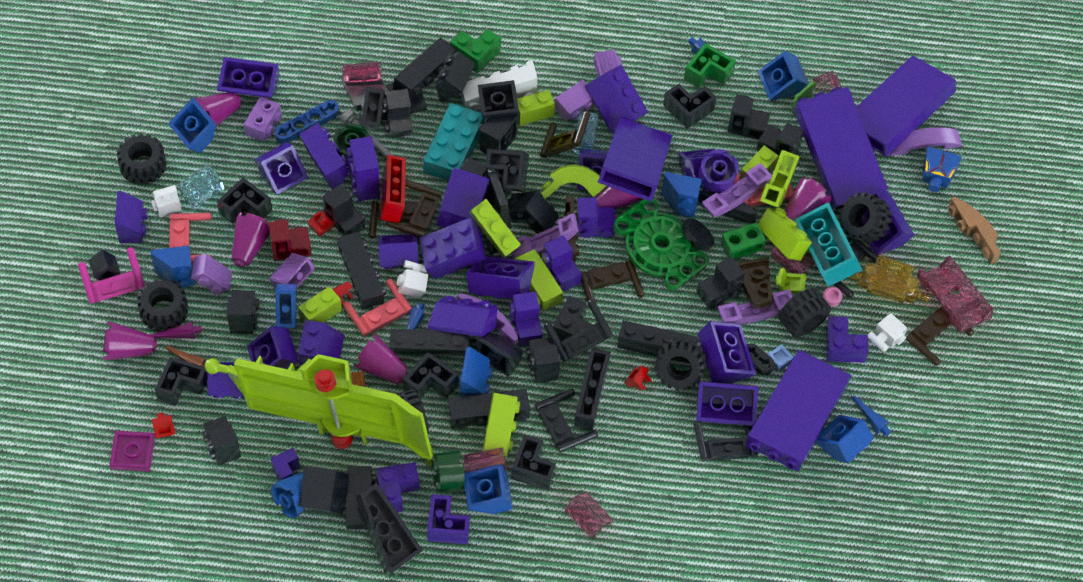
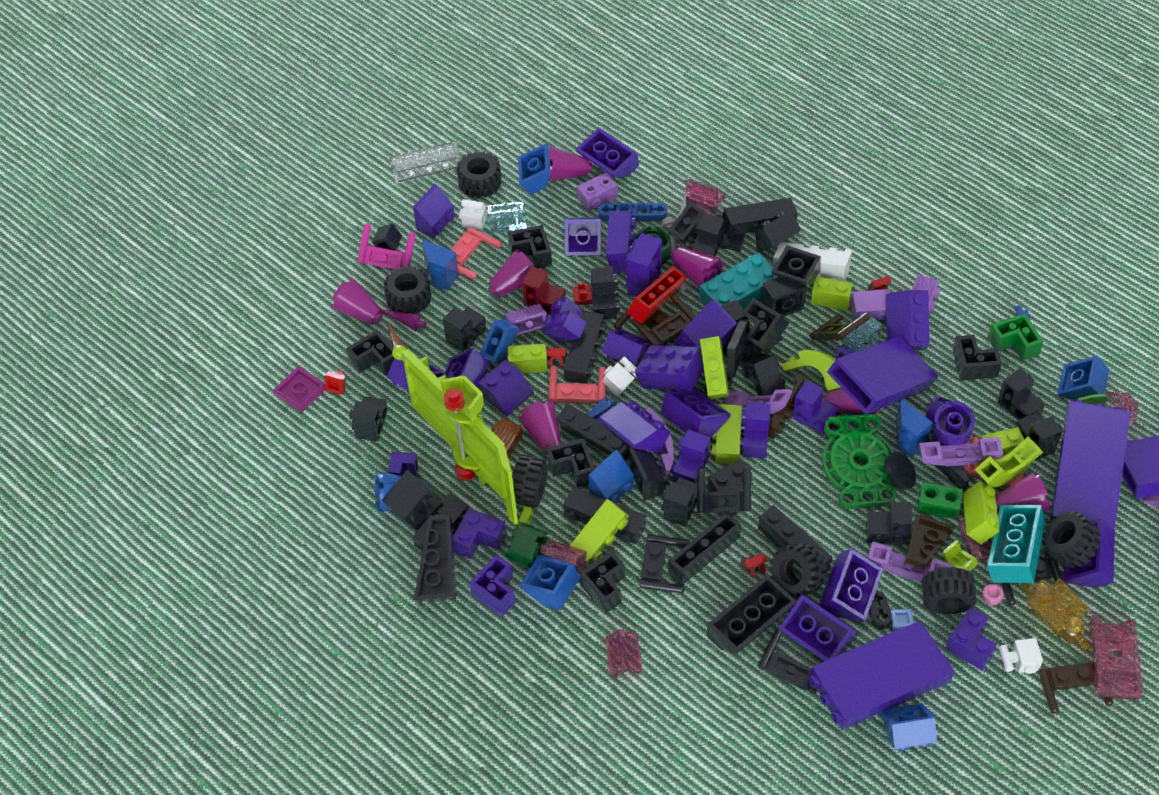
camera: 40 degrees right, 5 degrees down
(79, 172) = (425, 162): none -> clear brick
(211, 274) = (461, 286): medium lavender brick -> none
(329, 257) = (564, 321): none -> dark purple brick
(405, 143) = (697, 265): none -> magenta cone
(480, 50) = (816, 225): green brick -> none
(569, 79) = (880, 284): none -> red tile
(609, 276) = (794, 465): dark brown plate -> none
(670, 423) = (749, 615): none -> black slope
(877, 422) = (954, 731): blue piece -> none

